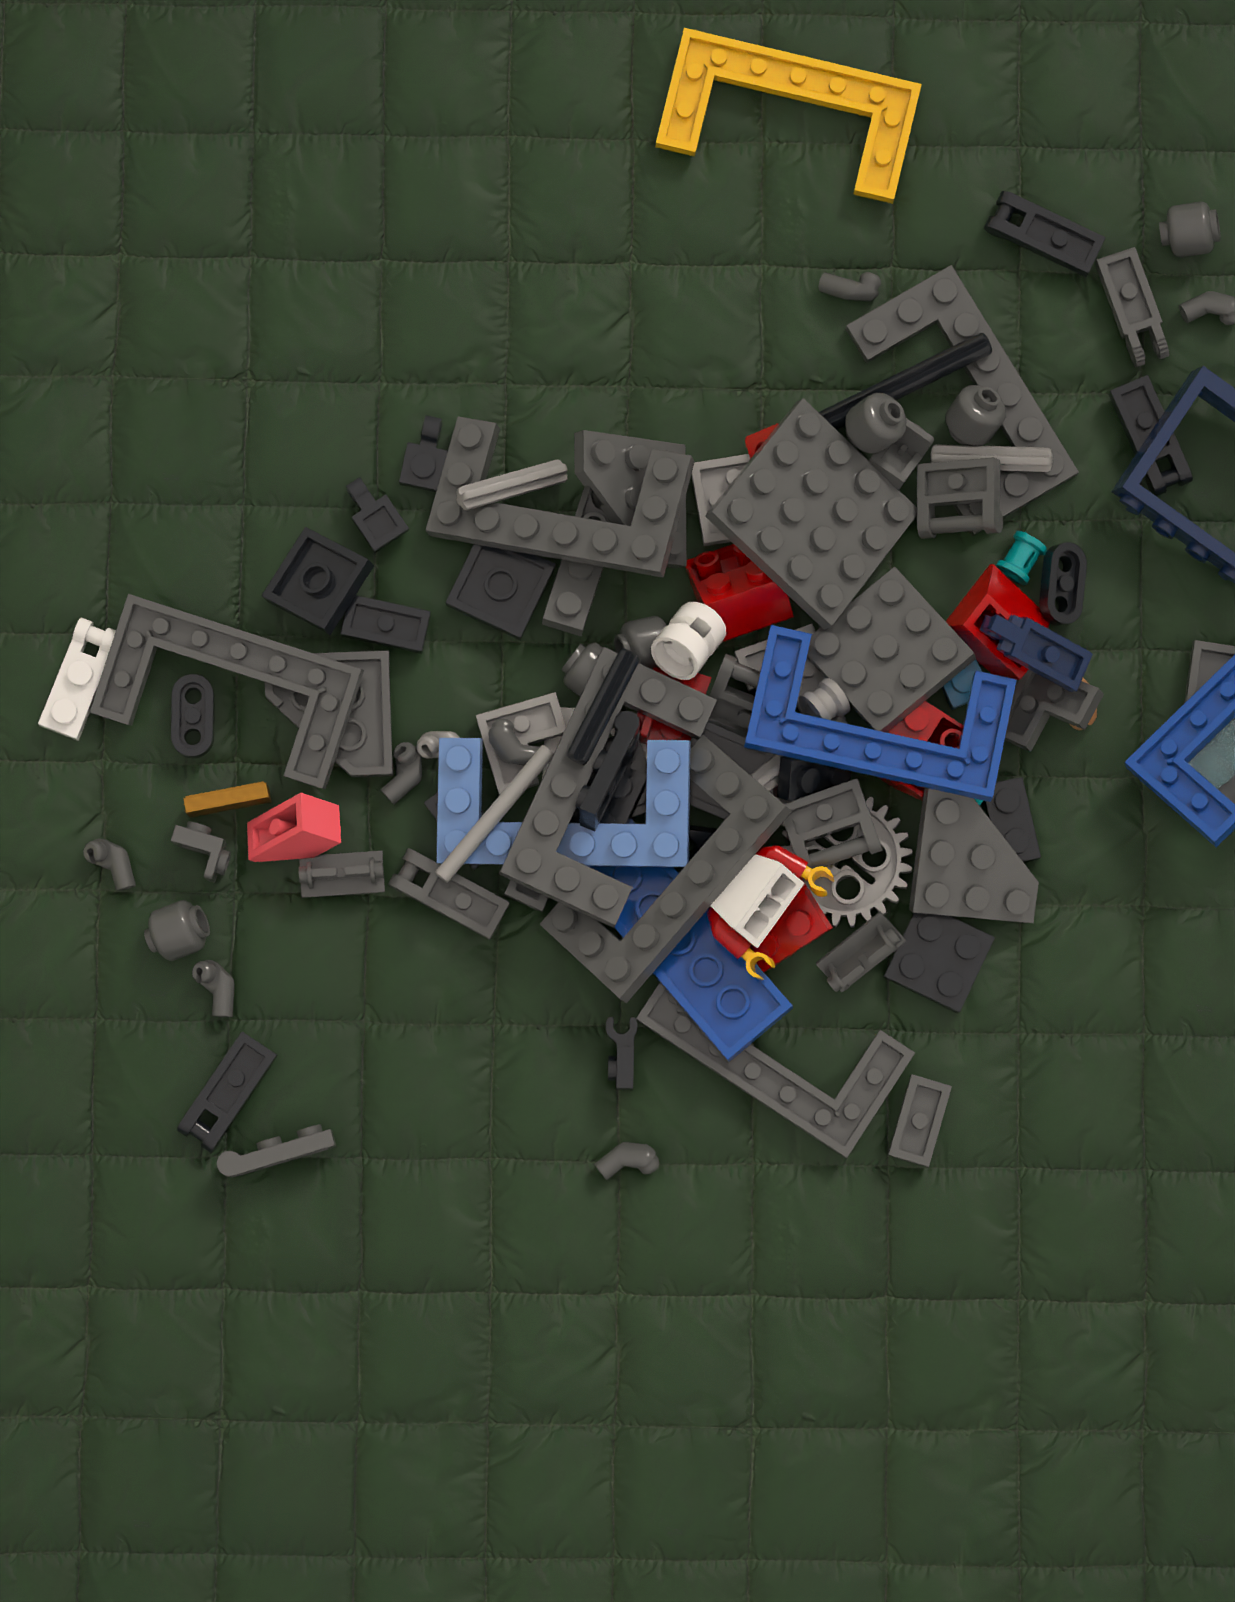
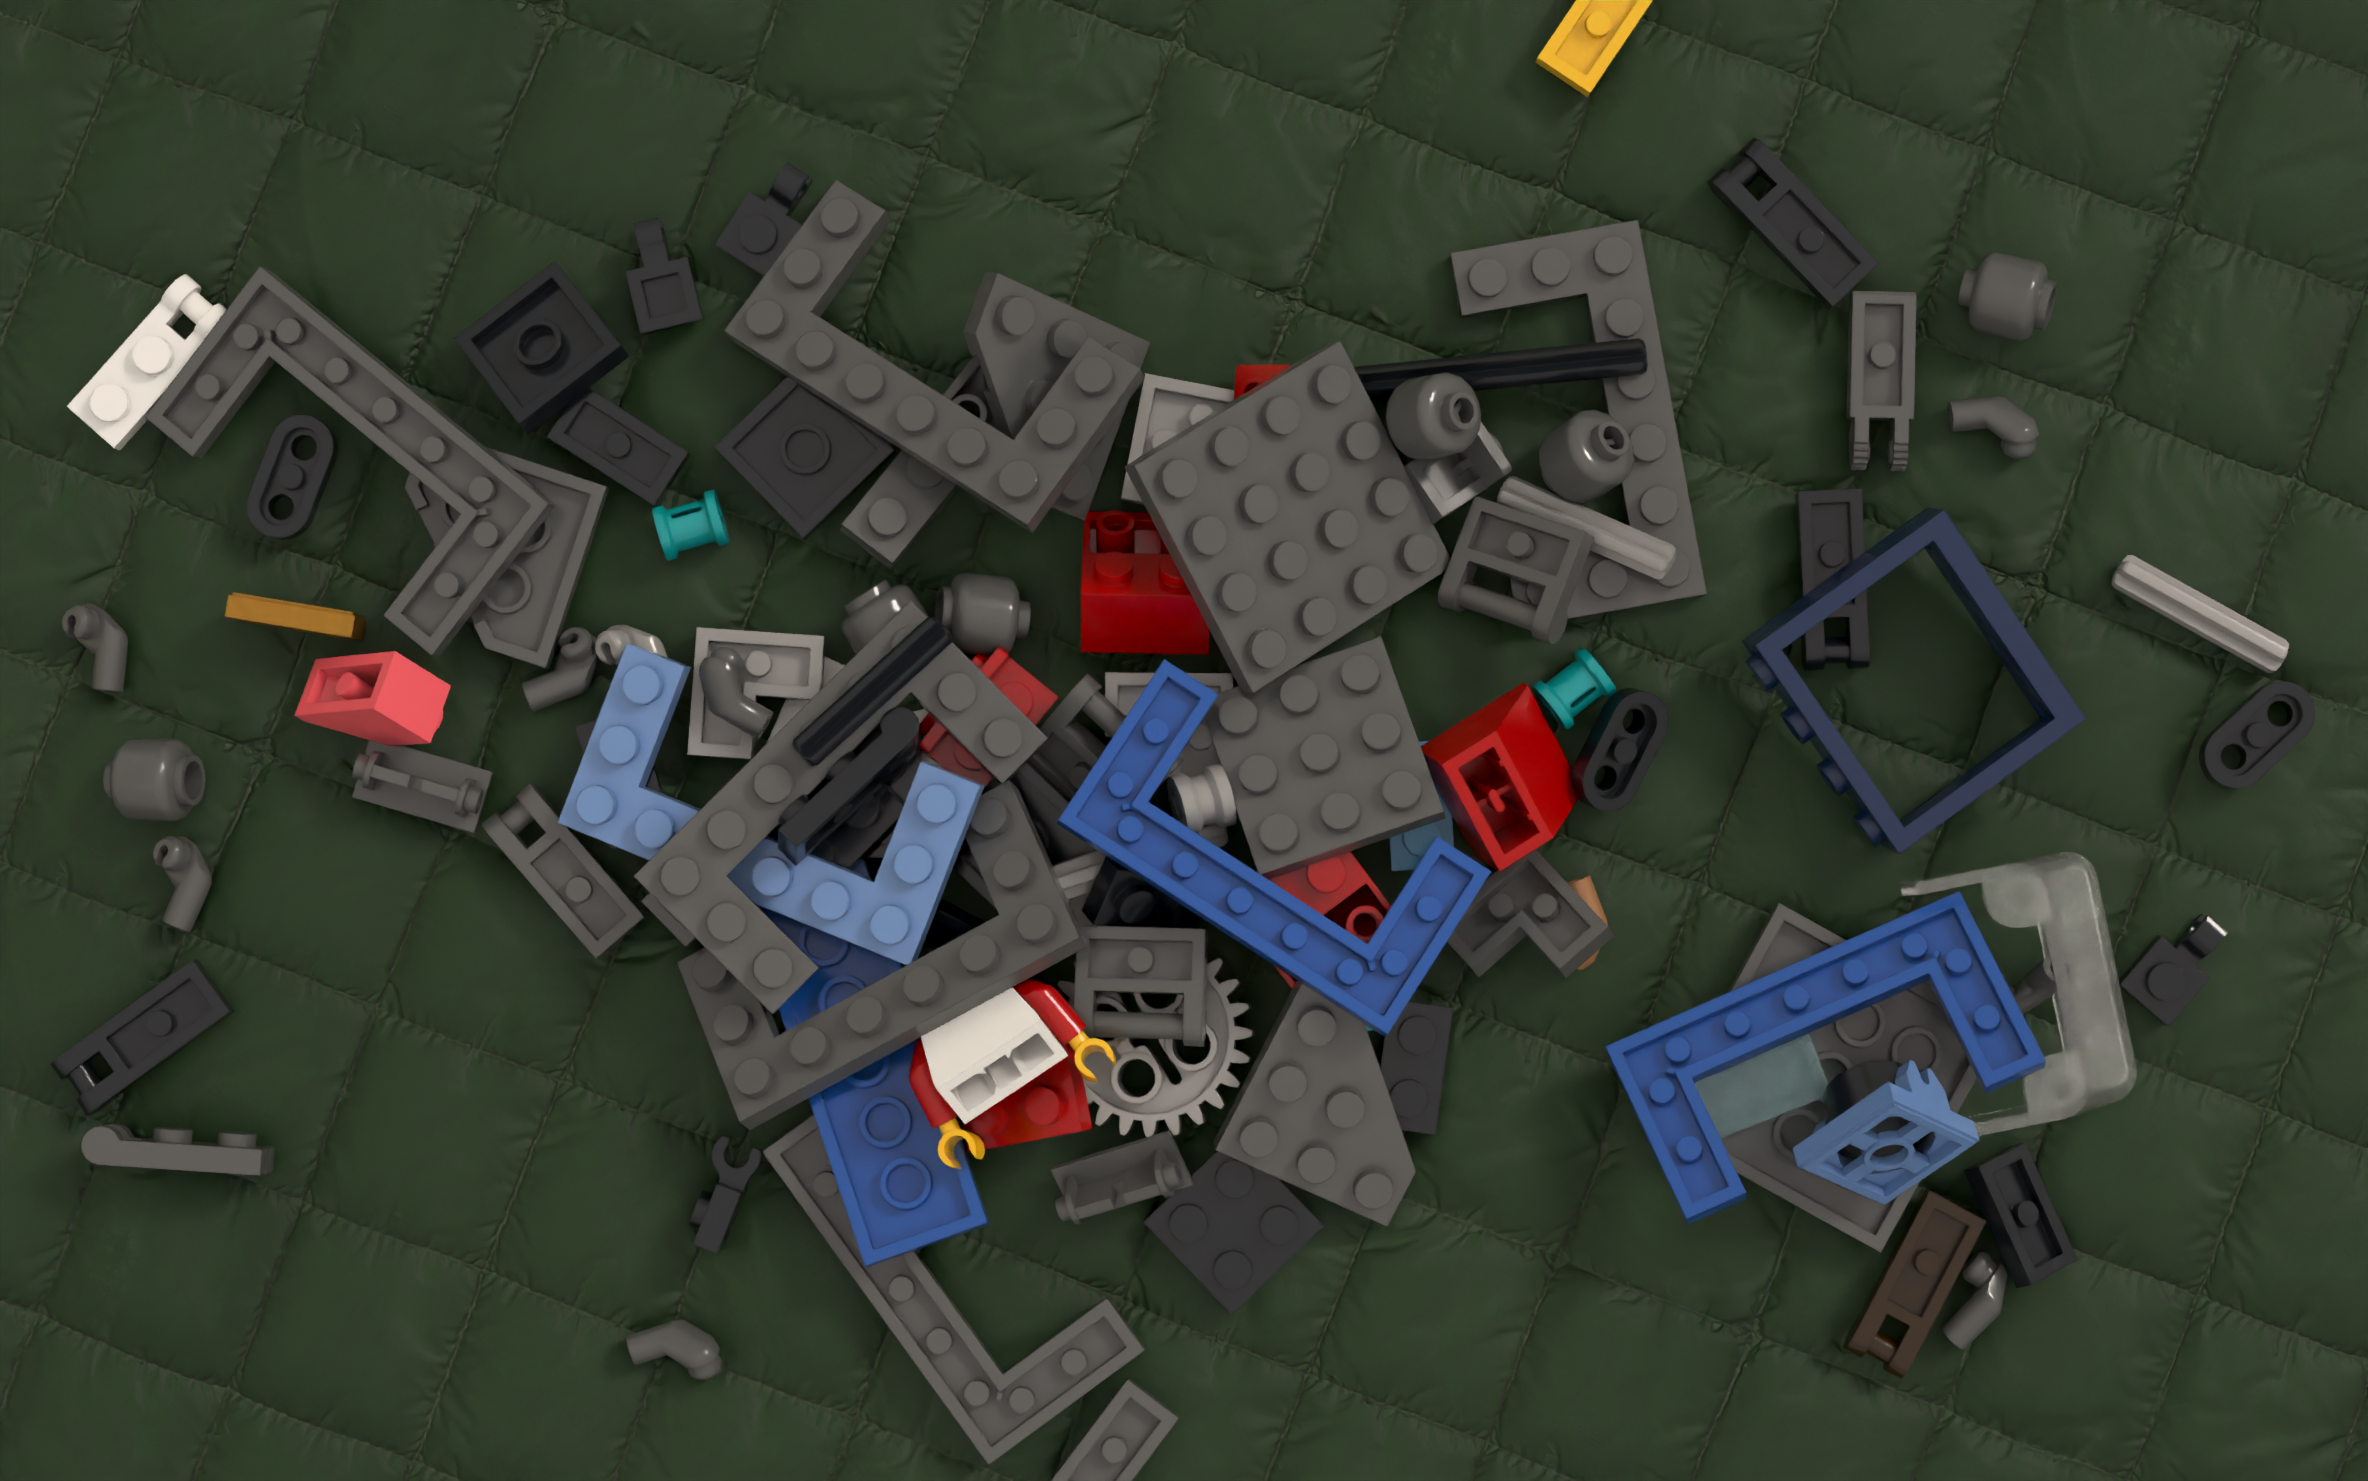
camera: 25 degrees right, 5 degrees up
(198, 839) = (233, 659): dark grey bracket -> none
(448, 655) = (691, 525): none -> teal bush
(494, 814) = (662, 785): light grey bar -> none
(511, 484) = (872, 310): light grey axle -> none
(688, 640) = (1038, 636): white wheel -> none
(849, 289) = (1477, 203): dark grey arm -> none
(1039, 649) = (1541, 840): dark blue hinge -> none

